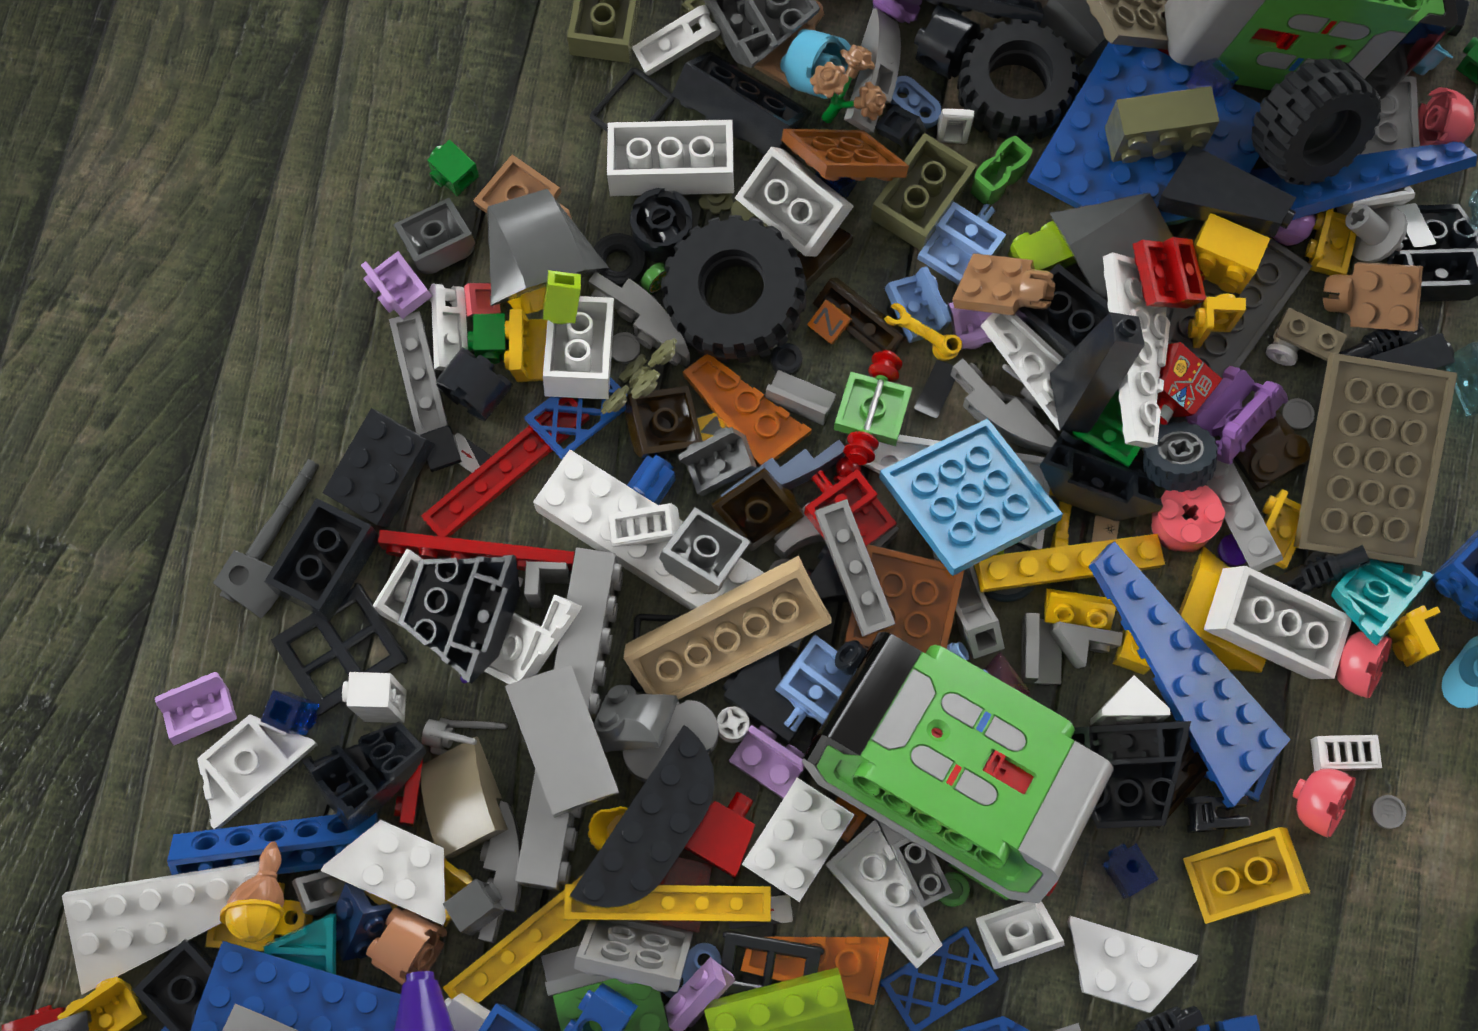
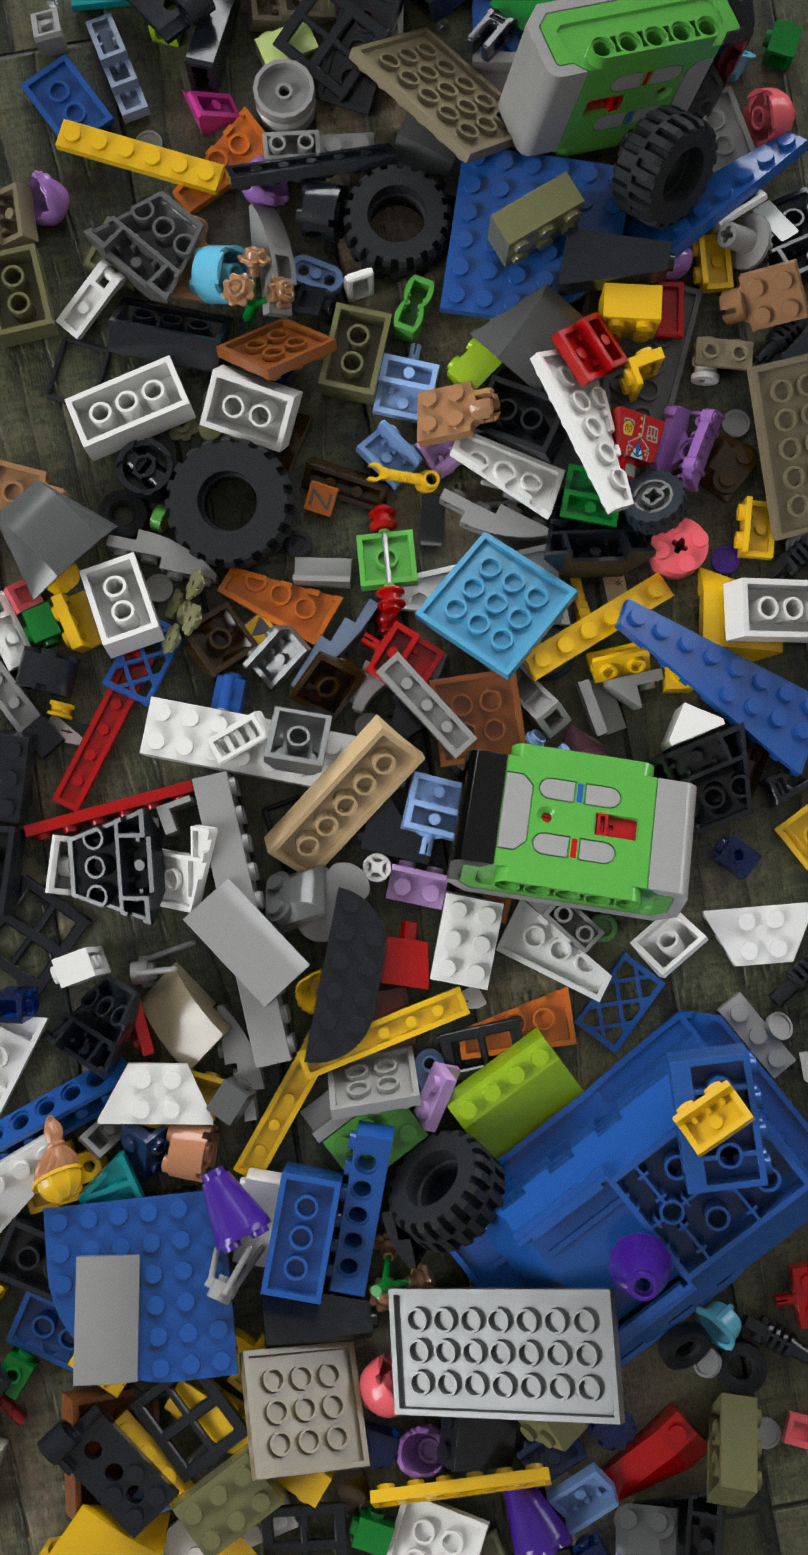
camera: 20 degrees left, 10 degrees up
(470, 429) = (60, 709): none -> yellow bush
(561, 297) = (90, 572): lime brick -> none
(849, 656) = (451, 779): black tile -> none
(1094, 371) = (560, 461): black slope -> none
(1212, 74) = (562, 159): clear blue brick -> none
(1244, 518) = (725, 533): light grey plate -> none
(1270, 273) = (672, 317): none -> red tile

